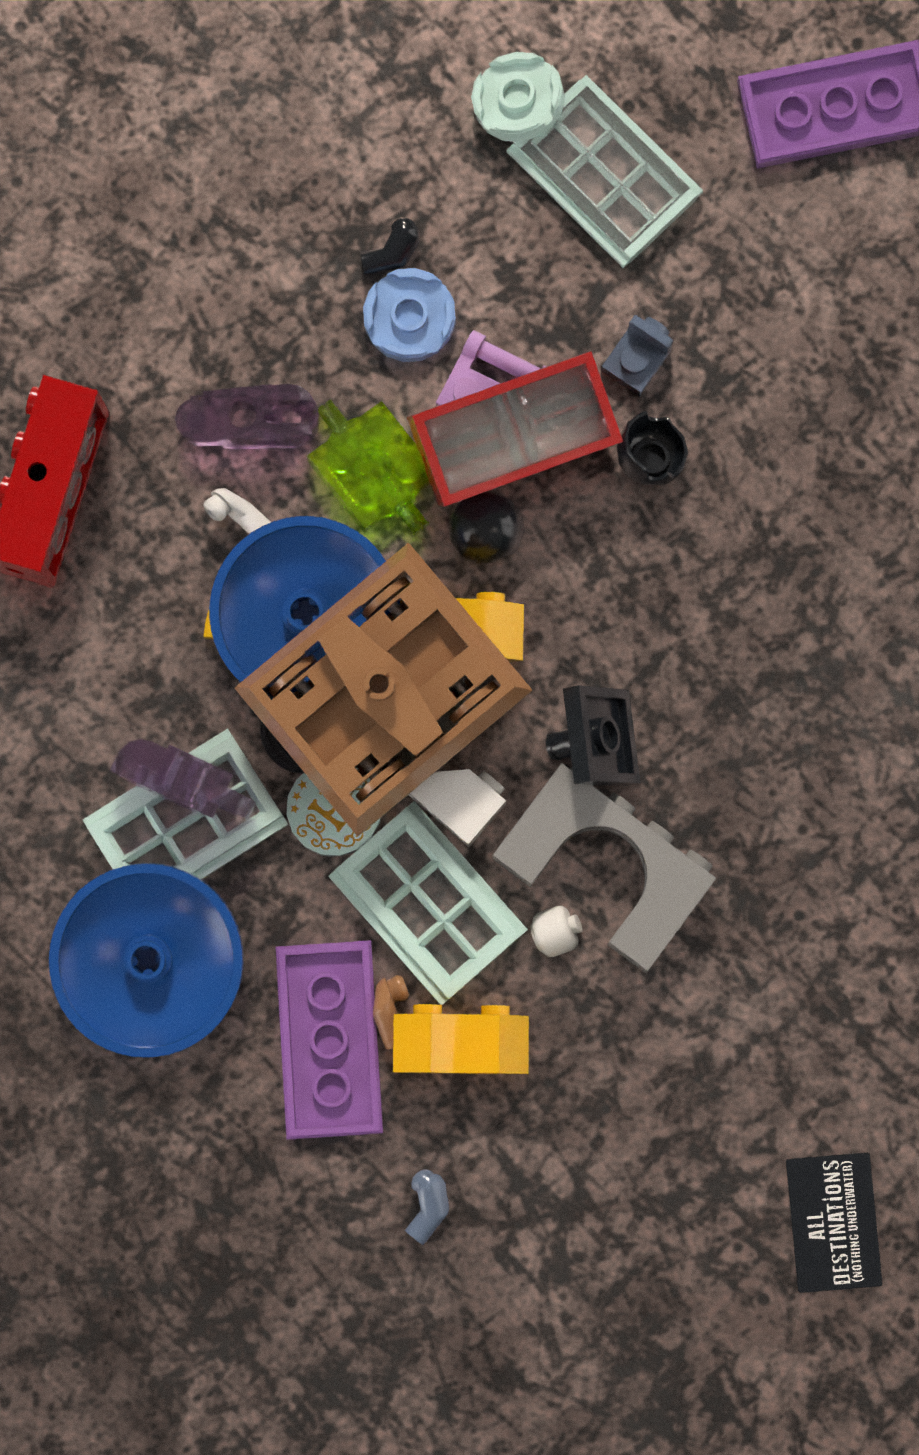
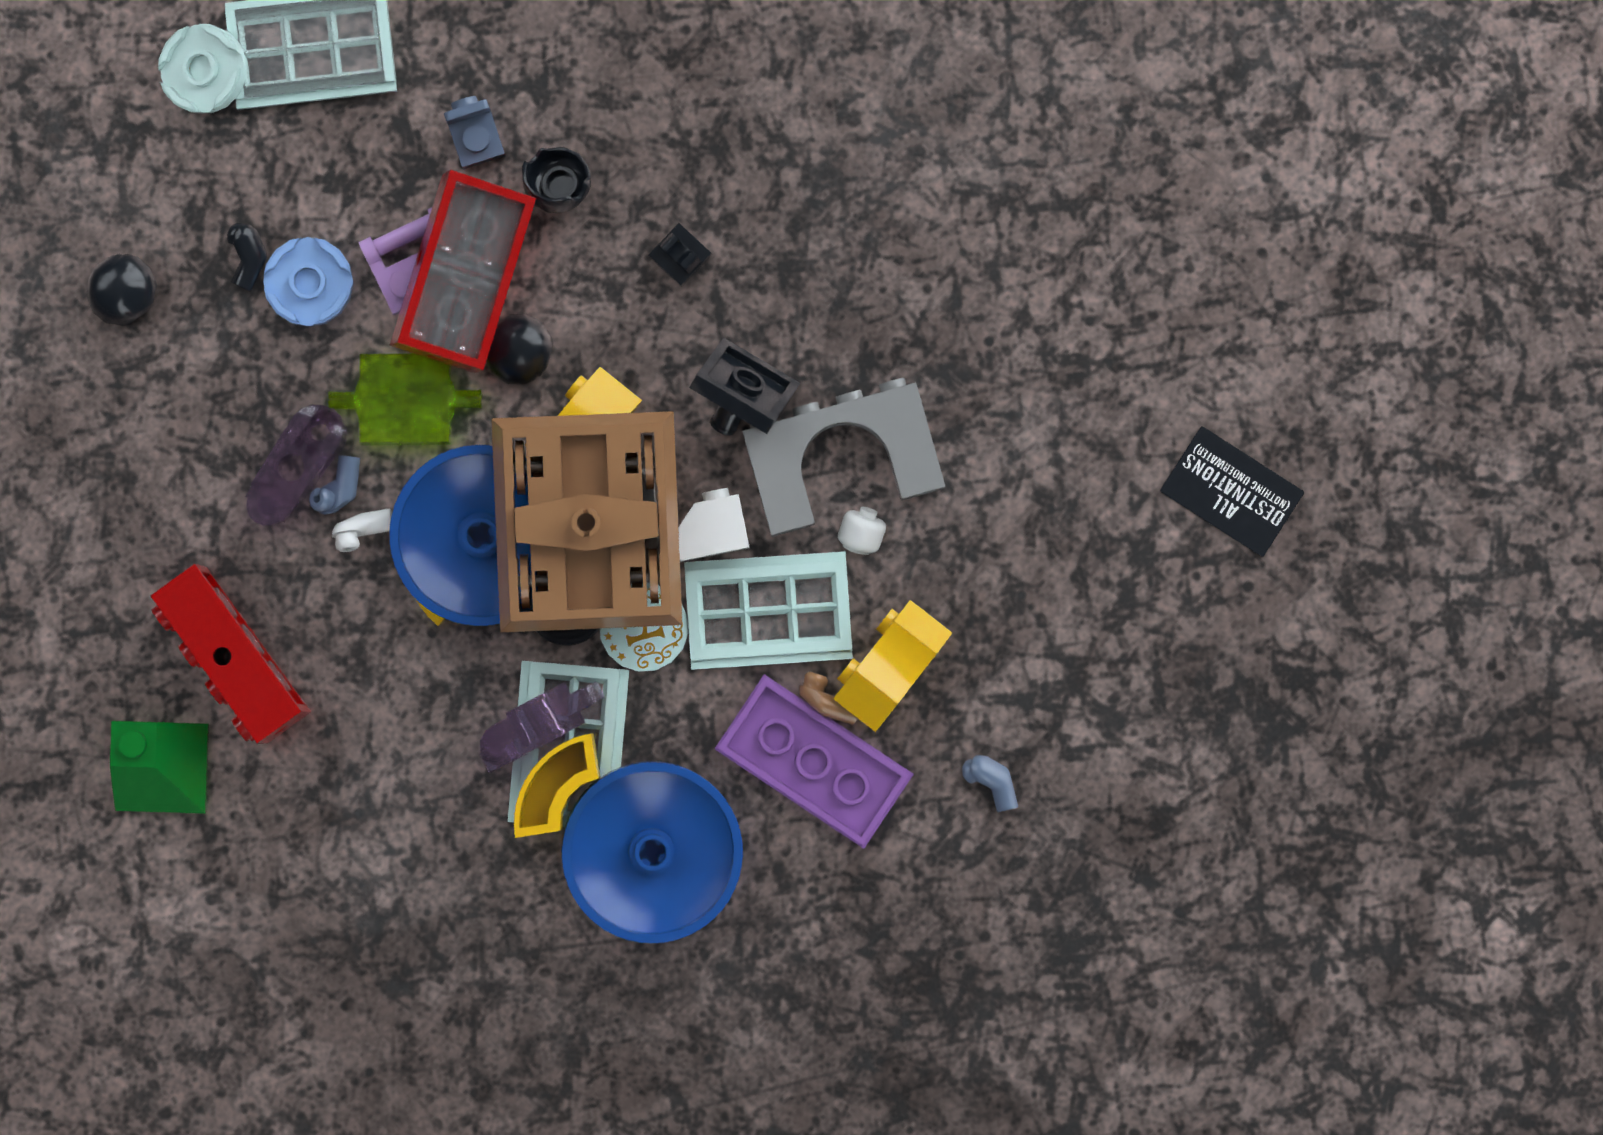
camera: 60 degrees left, 5 degrees up
(138, 831) = (552, 784): none -> yellow brick
(254, 471) = (340, 490): none -> sand blue arm
(285, 169) = (121, 289): none -> black hair
(669, 601) = (680, 254): none -> black tile

